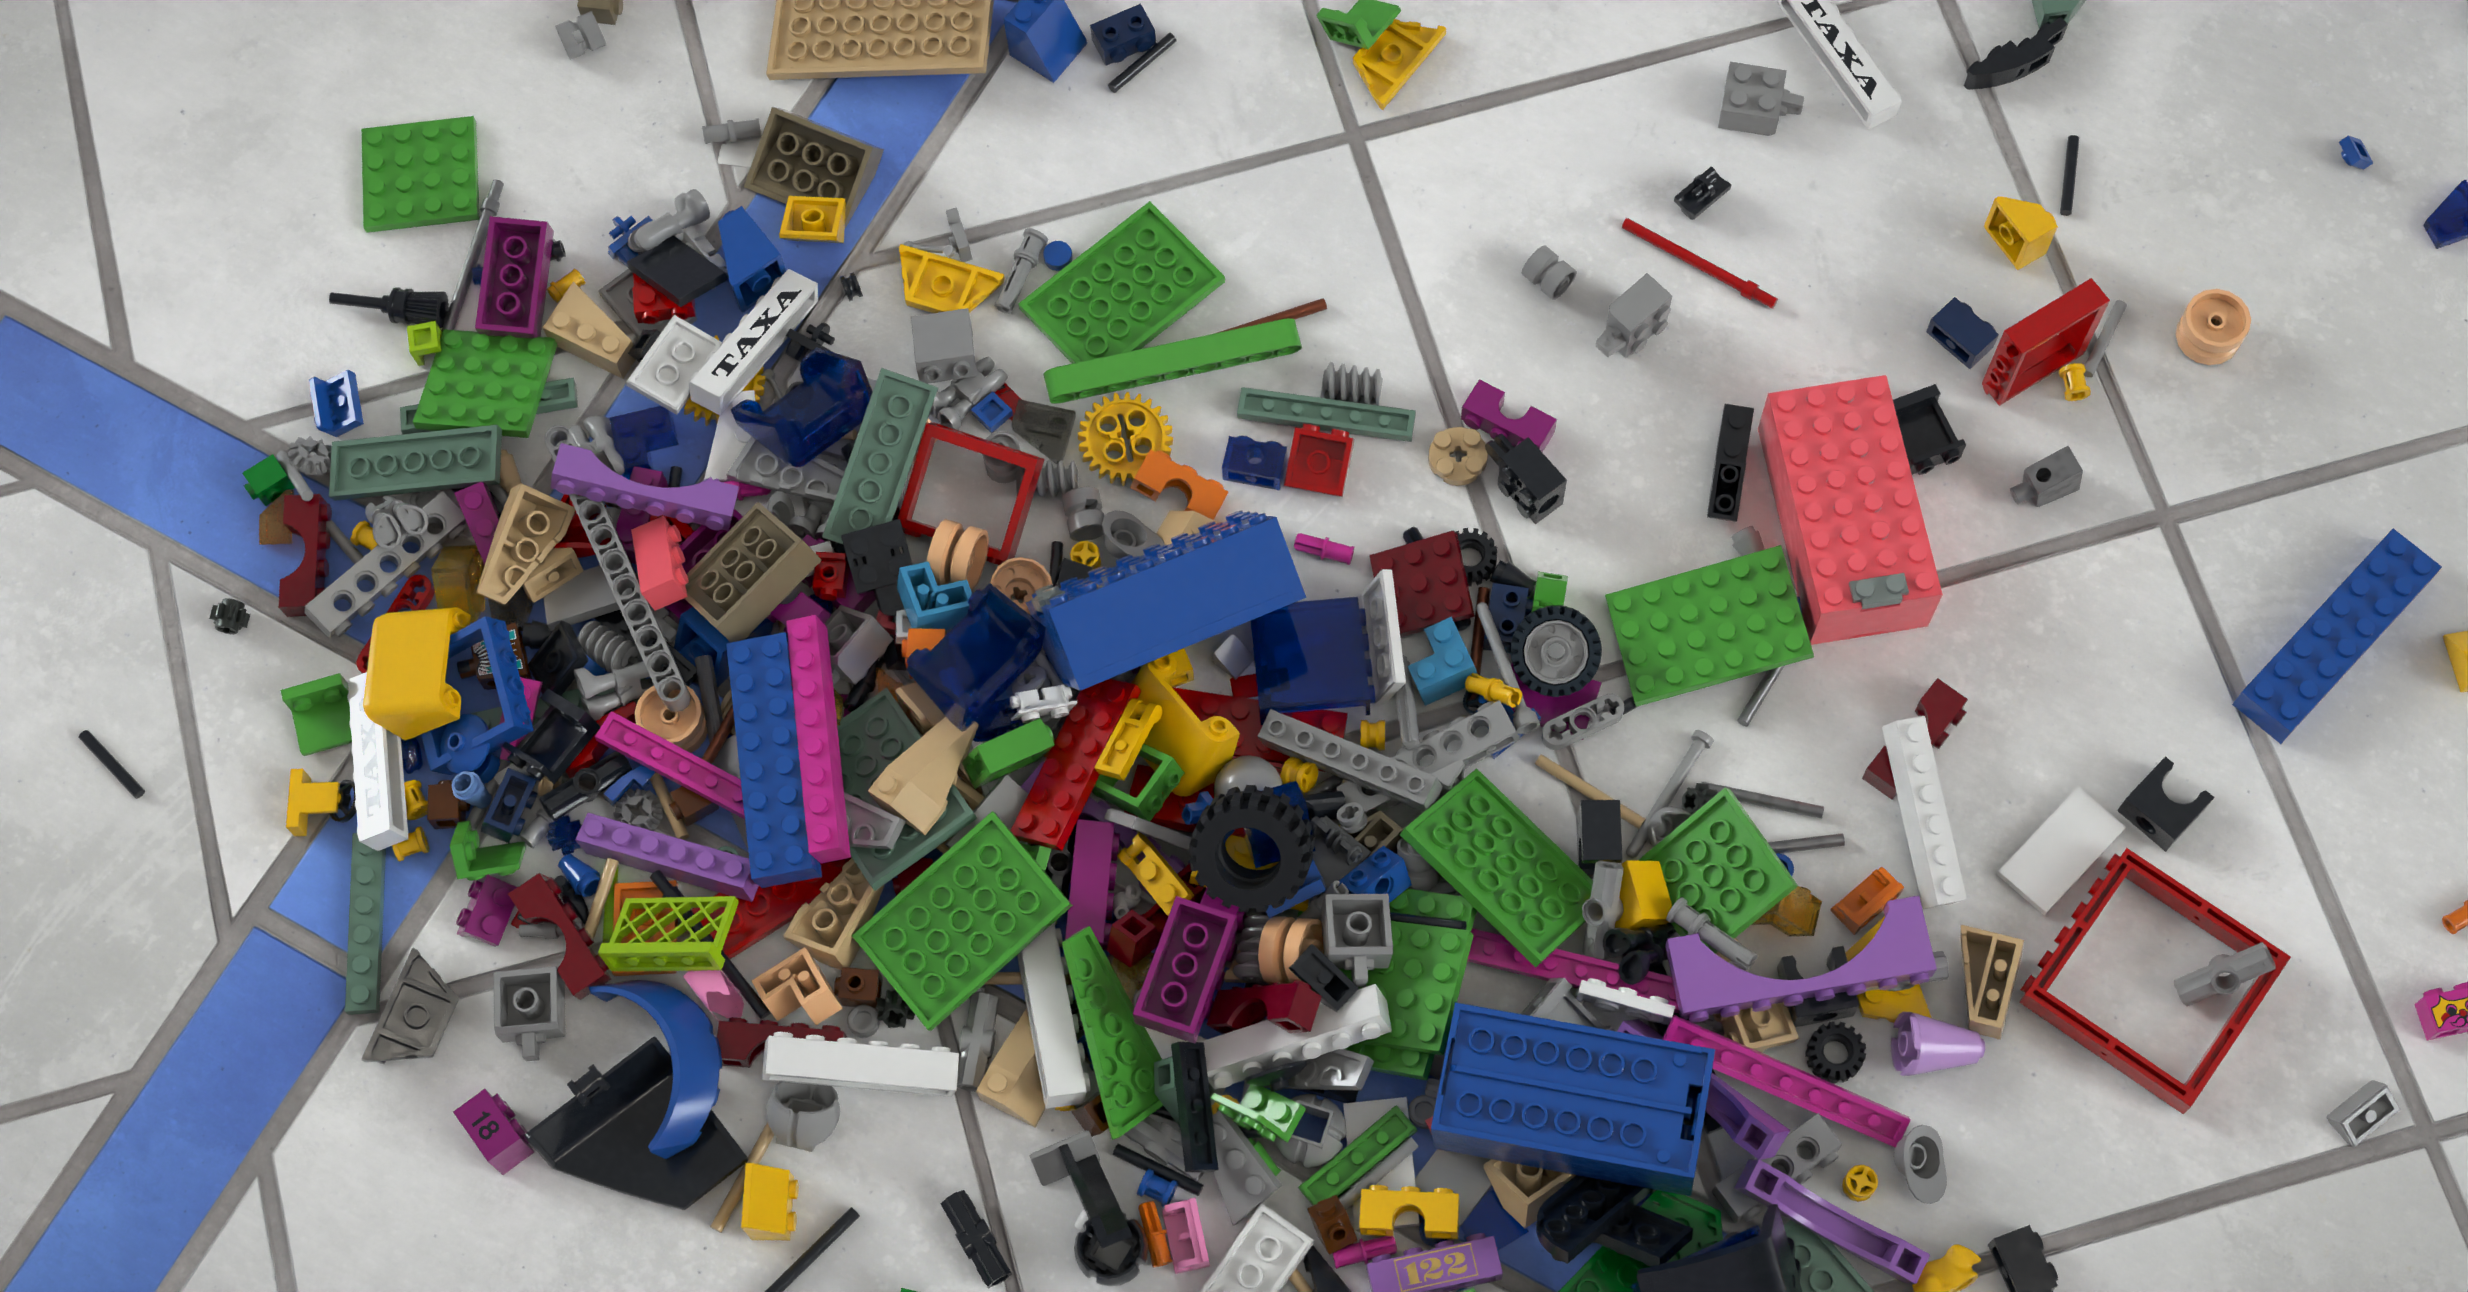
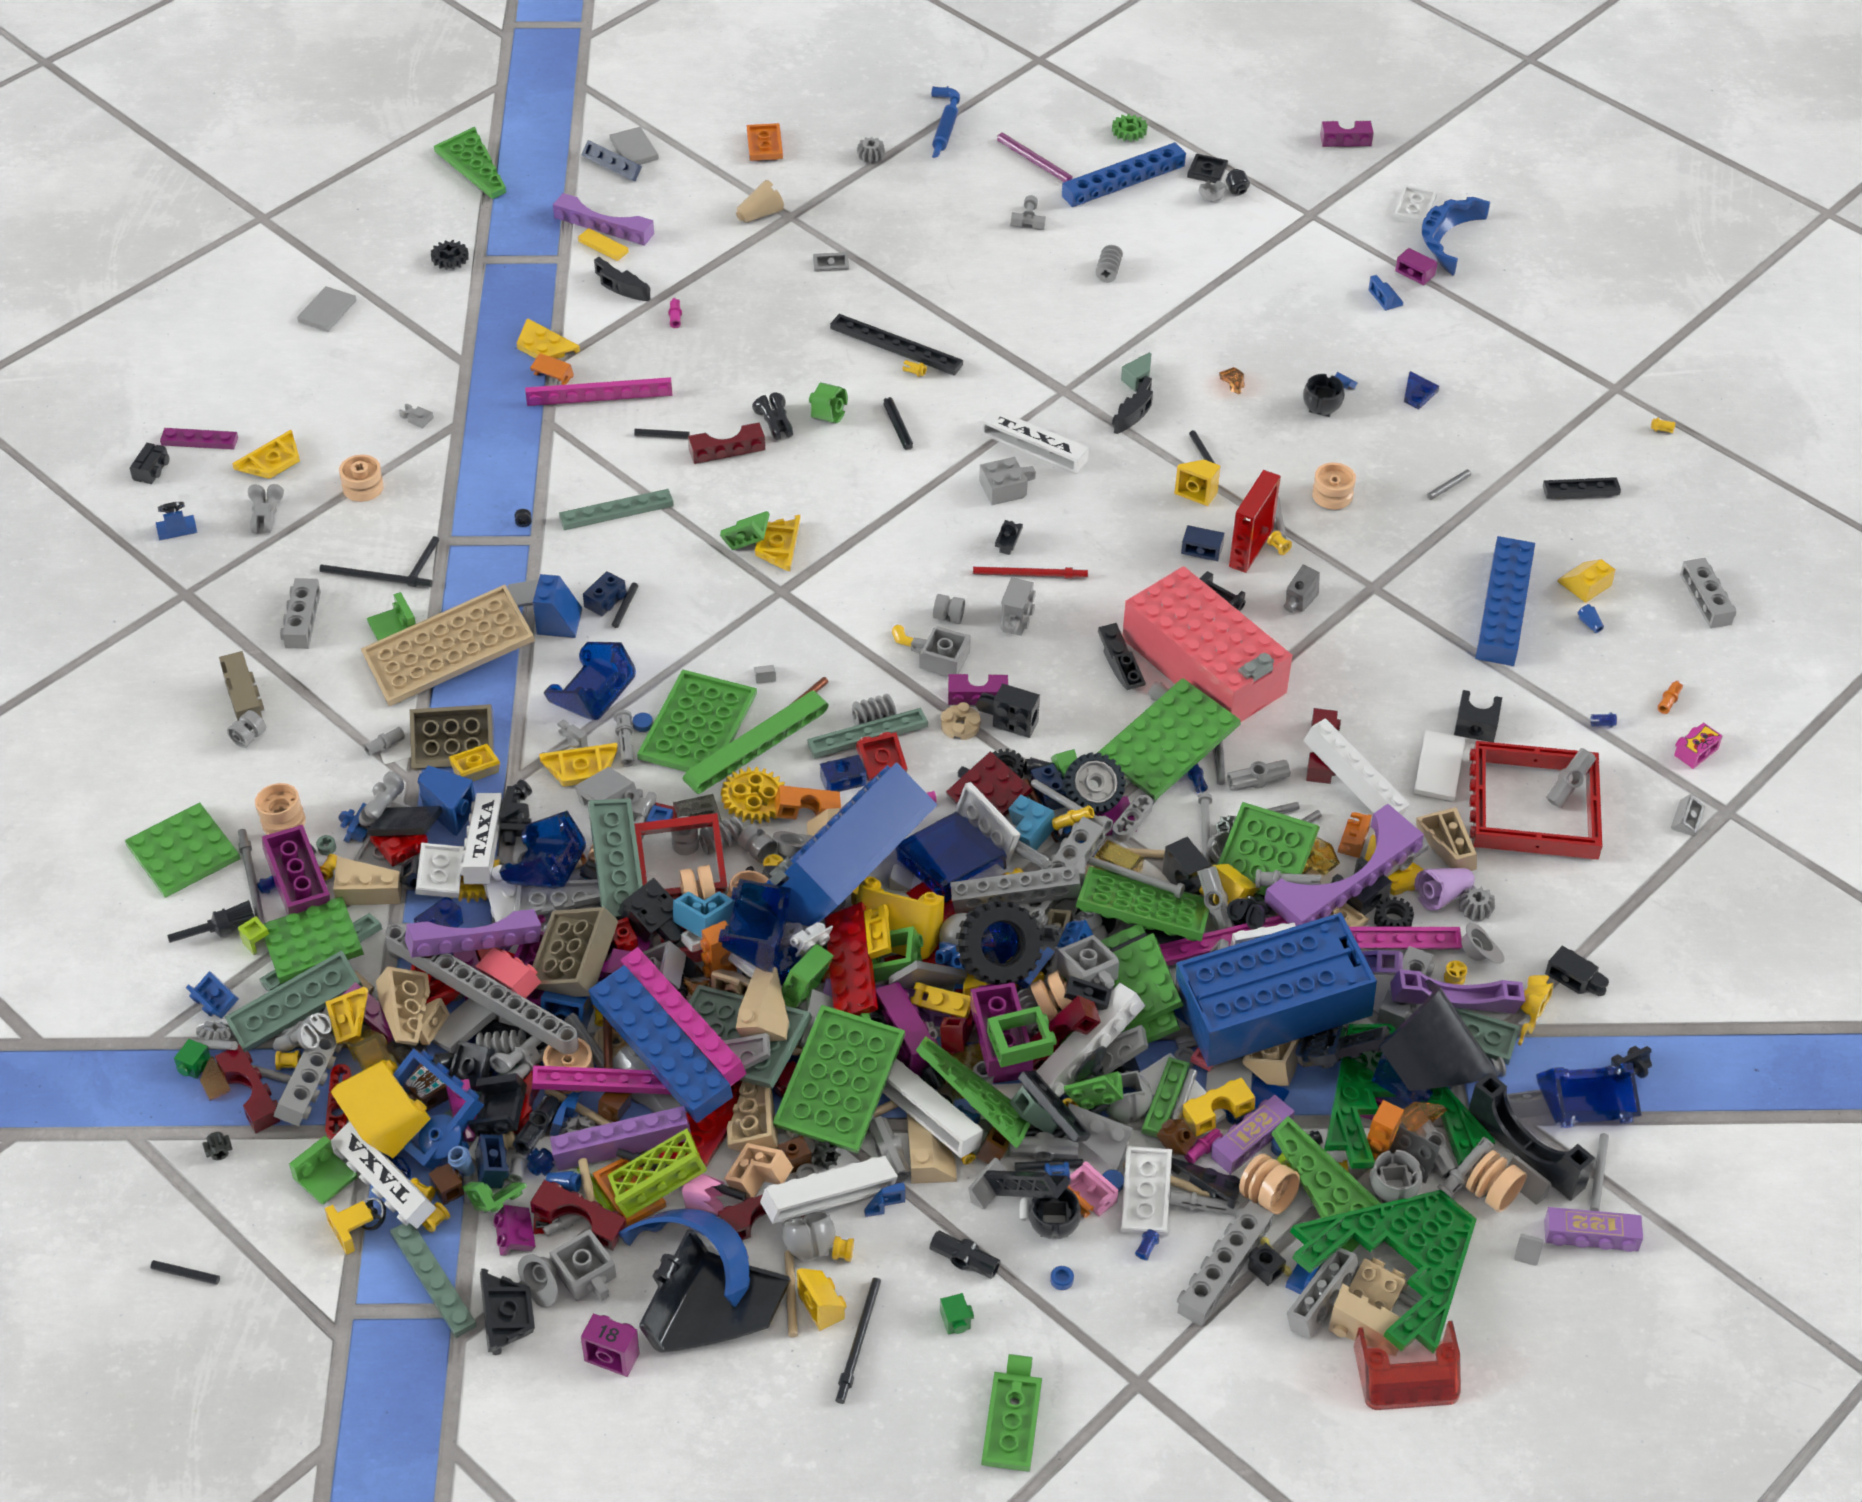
camera: 35 degrees left, 20 degrees down
(449, 523) = (347, 1014): none -> yellow wing
(475, 993) = (541, 1276): none -> light grey piece
(548, 179) = (279, 808): none -> light nougat wheel
(588, 256) = (326, 839): none -> sand green bush
(819, 308) = (512, 806): none -> black slope
(838, 1149) = (843, 1248): none -> yellow wheel
(918, 1109) = (886, 1196): none -> blue slope
(1032, 170) = (598, 684): none -> clear blue windscreen
(1151, 1023) = (1023, 1052): none -> bright green window
(1219, 1236) = (1115, 1178): none -> blue tile
(1253, 255) = (765, 674): none -> light grey slope
(1460, 284) = (900, 636): none -> yellow arm
(1497, 338) = (942, 651): none -> light grey hinge
(1523, 777) = (1120, 856): none -> clear yellow brick
(1564, 867) = (1177, 889): none -> light grey bar
(1713, 703) = (1196, 775): none -> clear blue pin
(1817, 743) = (1258, 774): none -> light grey piece
(1970, 1103) = (1477, 903): none -> light grey gear
(2193, 74) = (1234, 378): none -> clear orange slope
(2309, 155) = (1323, 394): none -> black piece
(2347, 899) = (1604, 720): none -> clear blue pin
(2392, 399) = (1449, 484): none -> flat silver bar
(2445, 725) = (1590, 618): none -> blue cone

